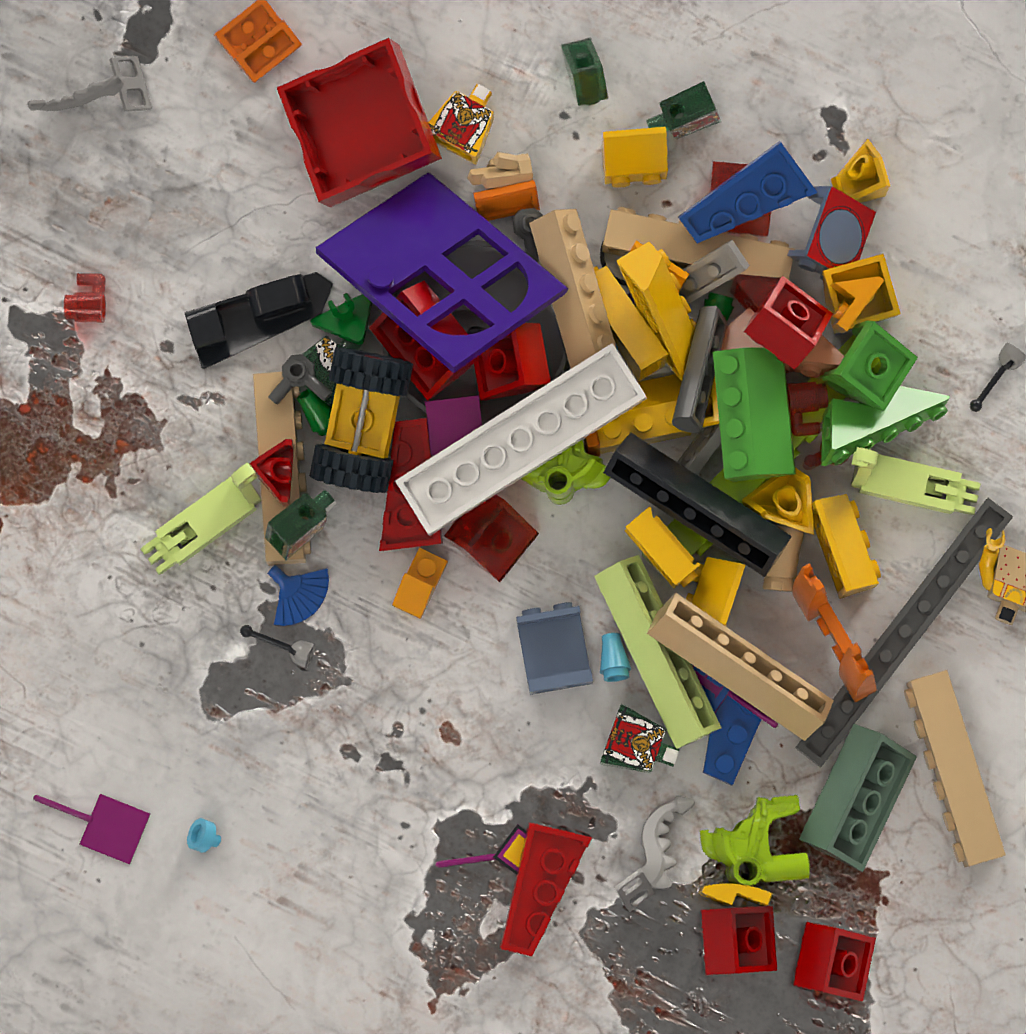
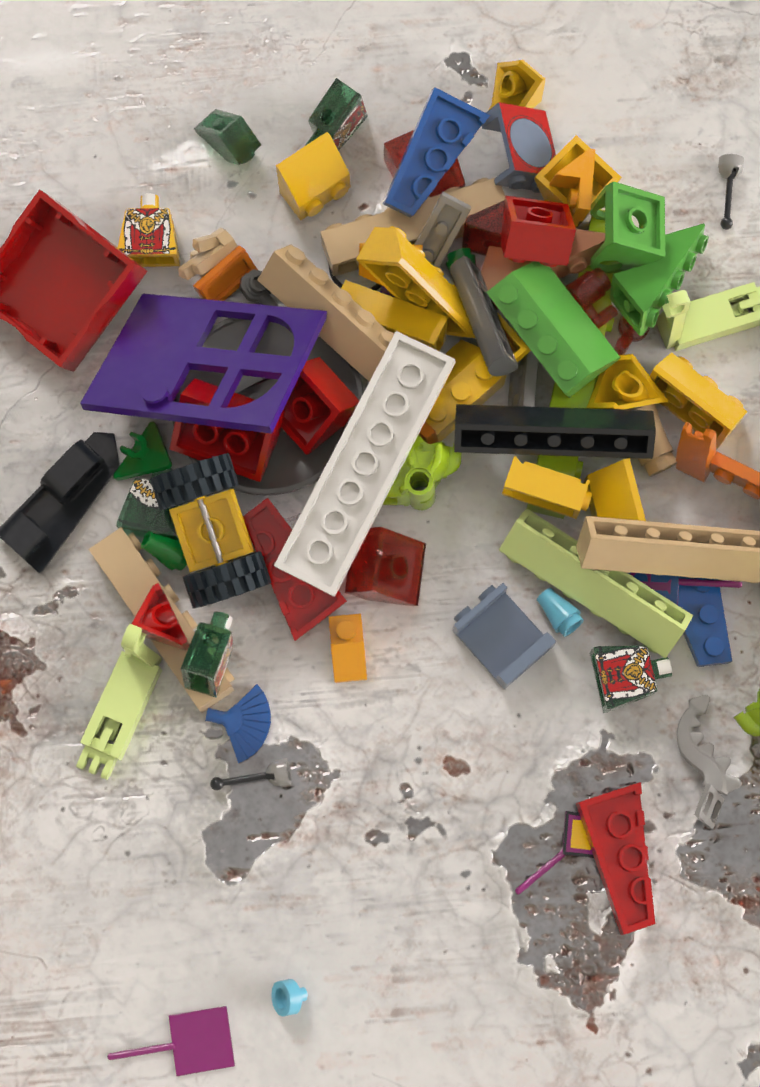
camera: 30 degrees left, 5 degrees down
(299, 372) = (128, 523): dark grey piece -> none
(451, 420) = (291, 487): magenta piece -> none

